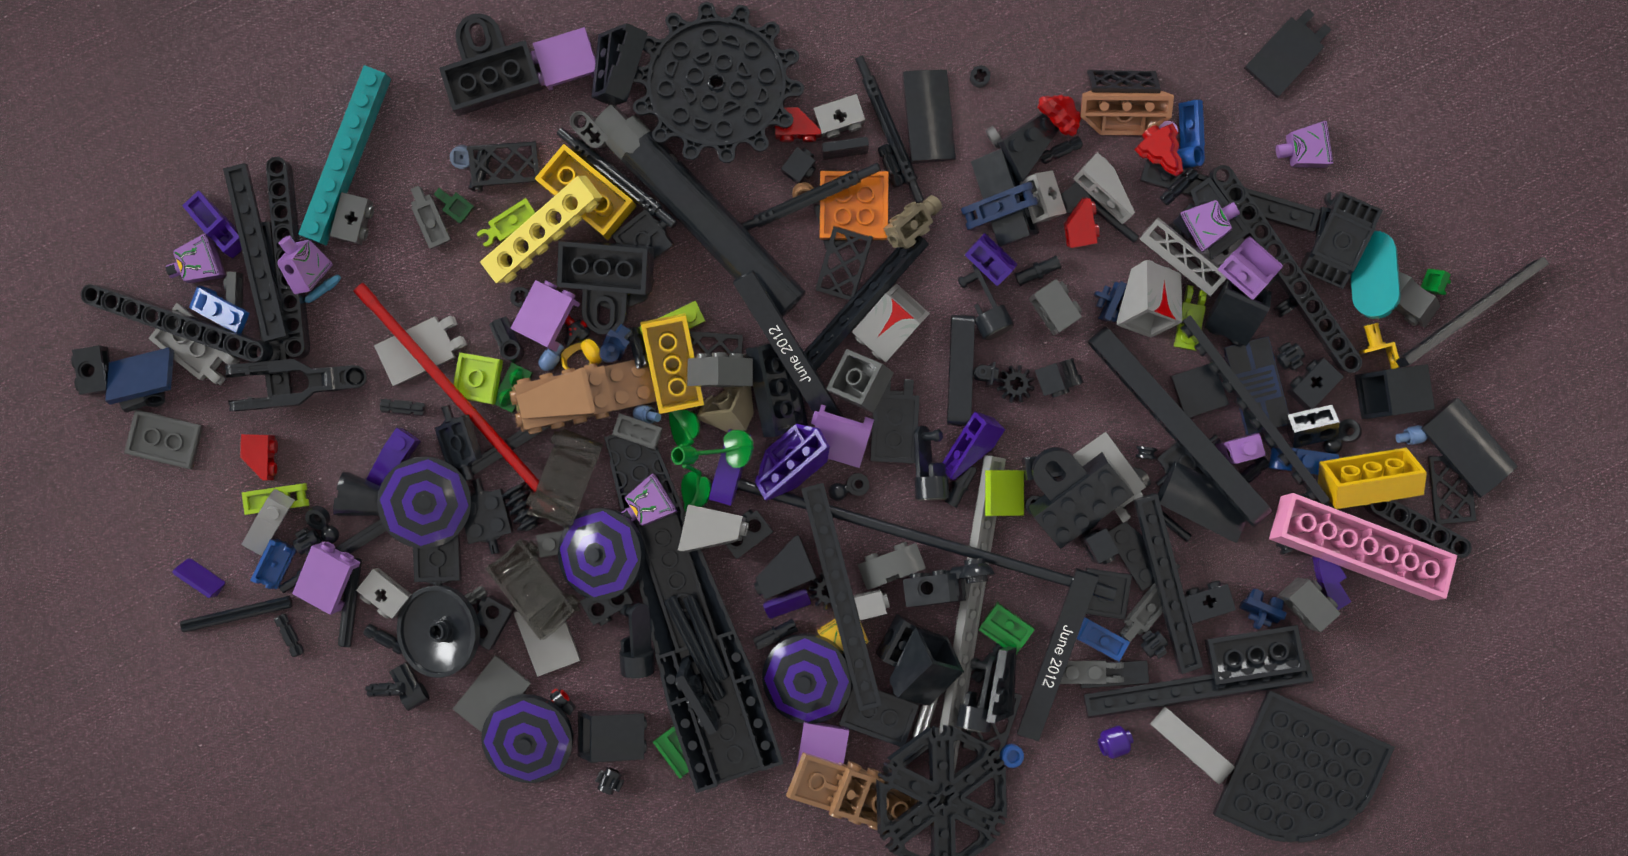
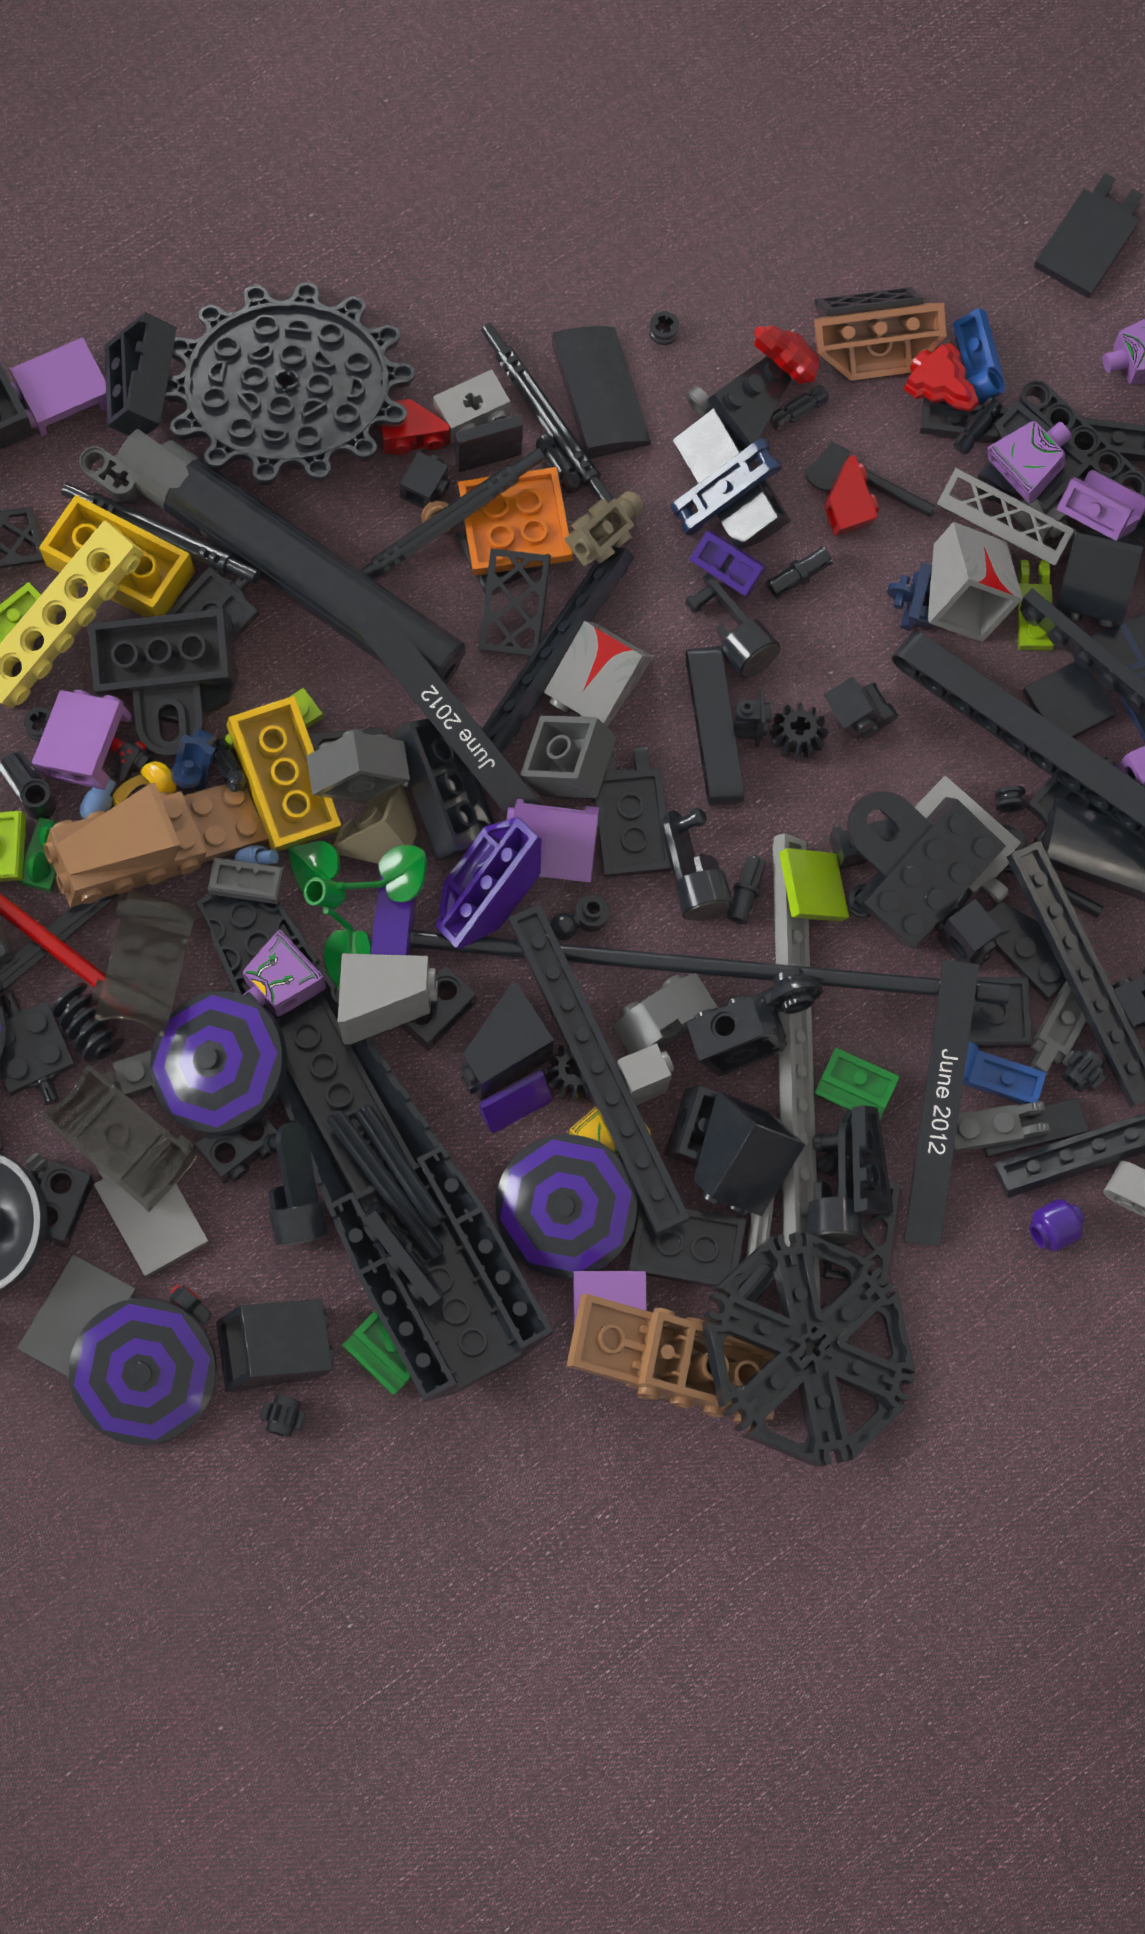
camera: 15 degrees left, 15 degrees down
(775, 634) = (503, 1151): black axle -> none
(972, 444) = (755, 819): dark purple slope -> none
(1012, 755) = (904, 1274): blue tile -> none
(1048, 196) = (798, 478): light grey brick -> none
(1056, 306) = (835, 612): dark grey brick -> none
(1104, 185) = (867, 435): light grey slope -> none

